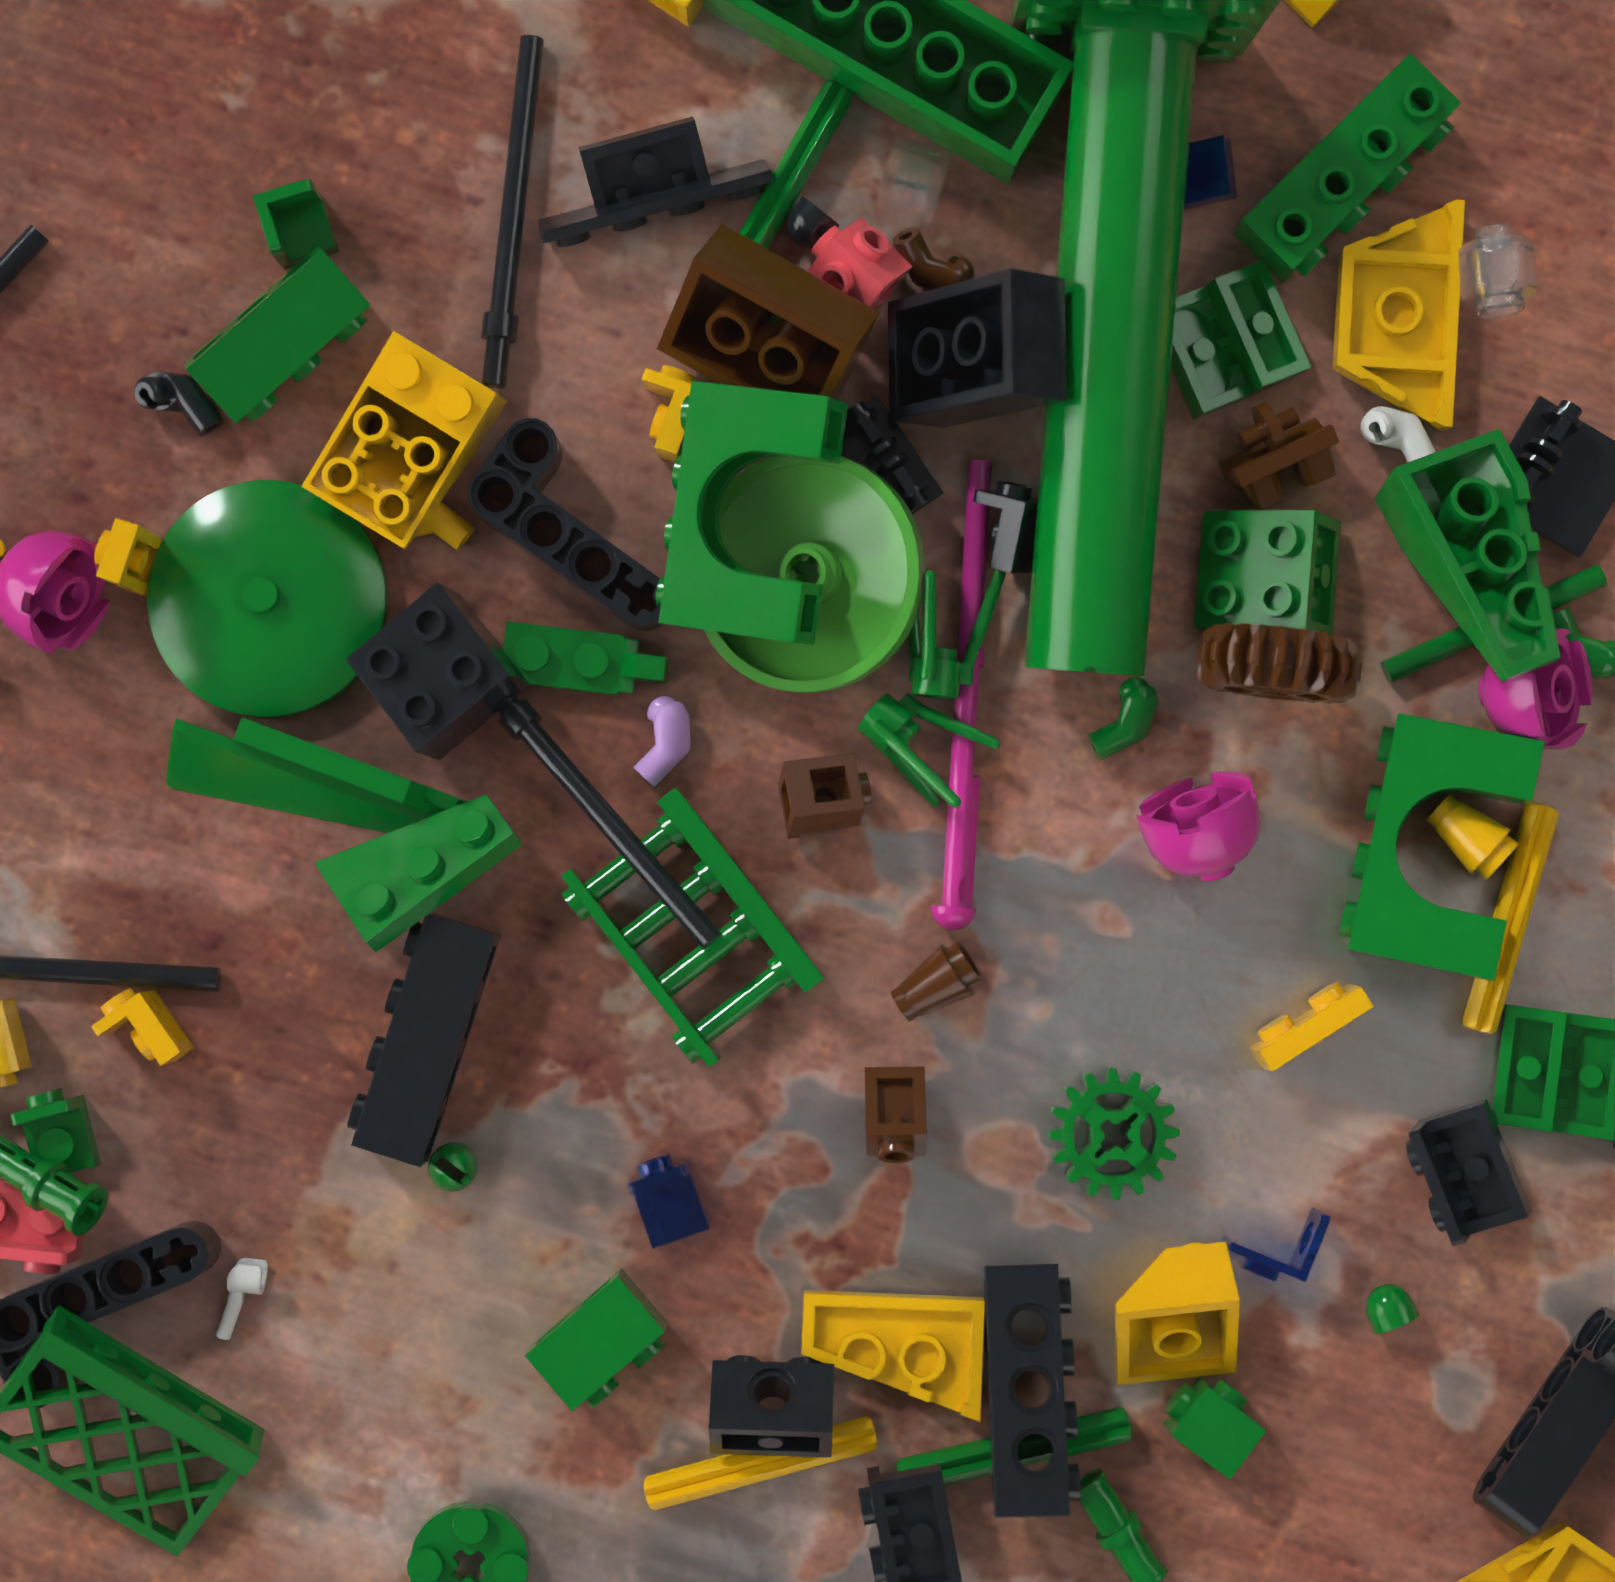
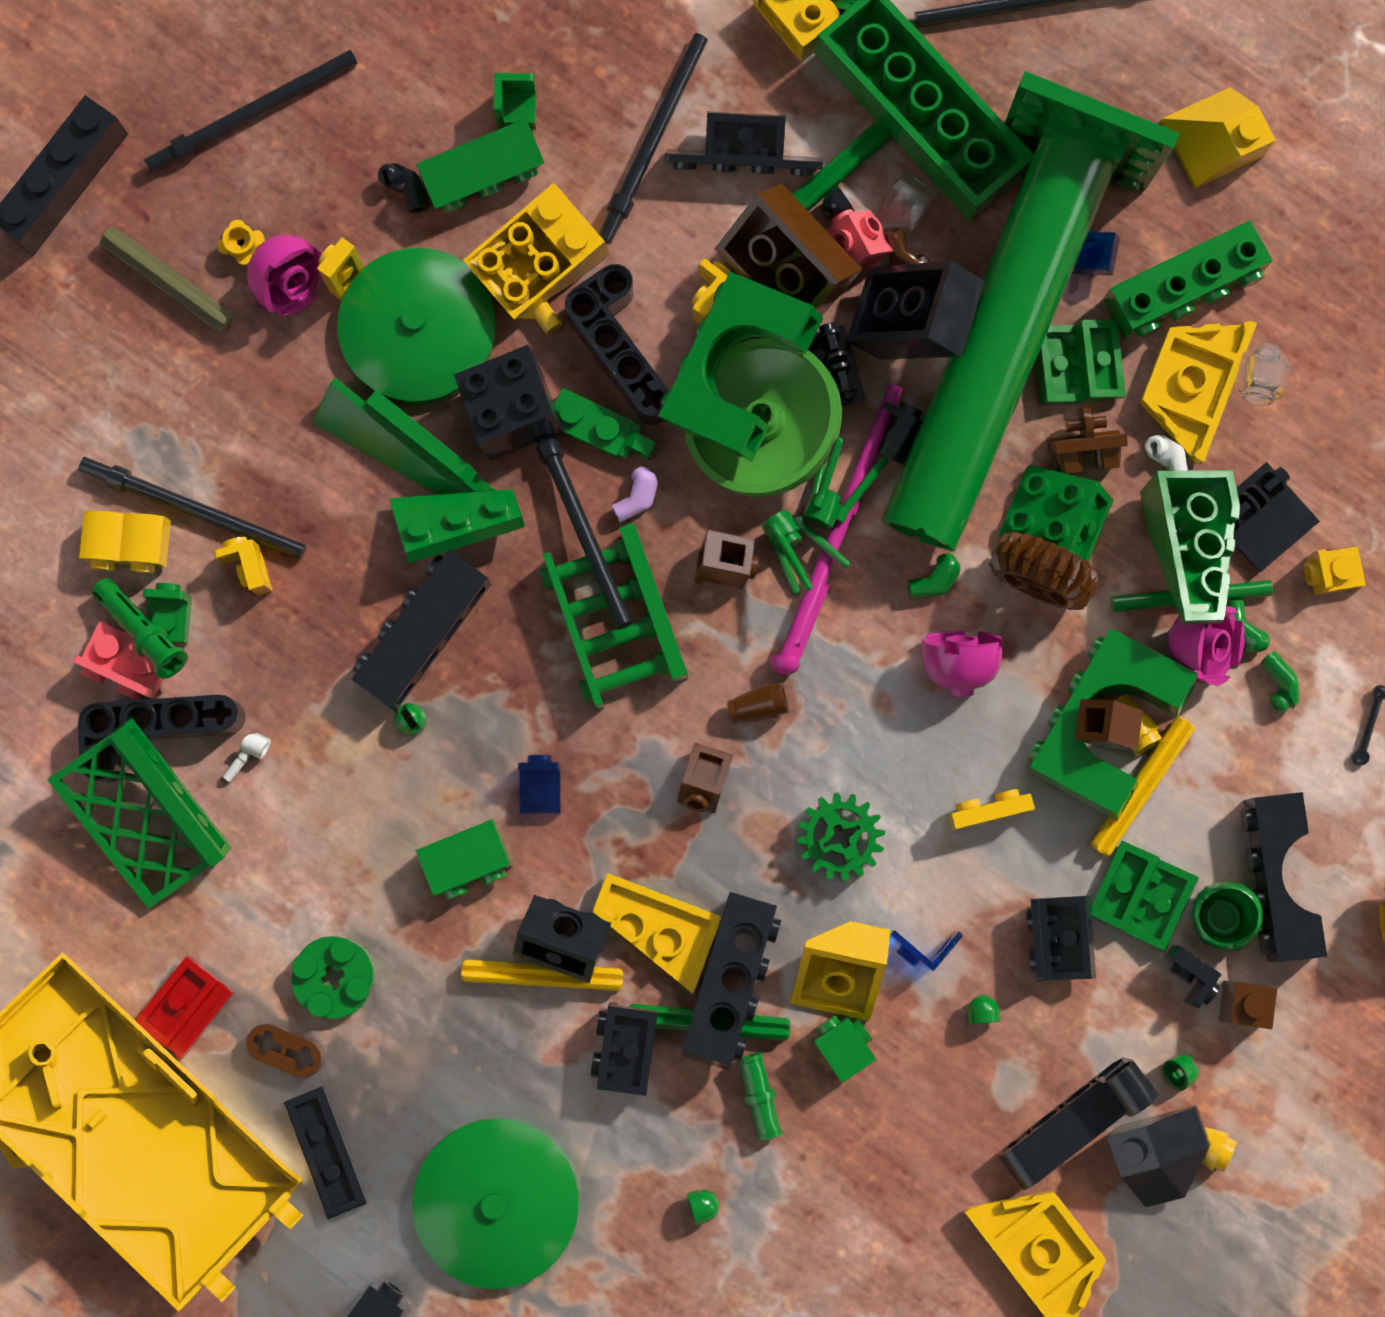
camera: 20 degrees right, 5 degrees down
(1441, 855) = (1108, 724): none -> reddish brown brick

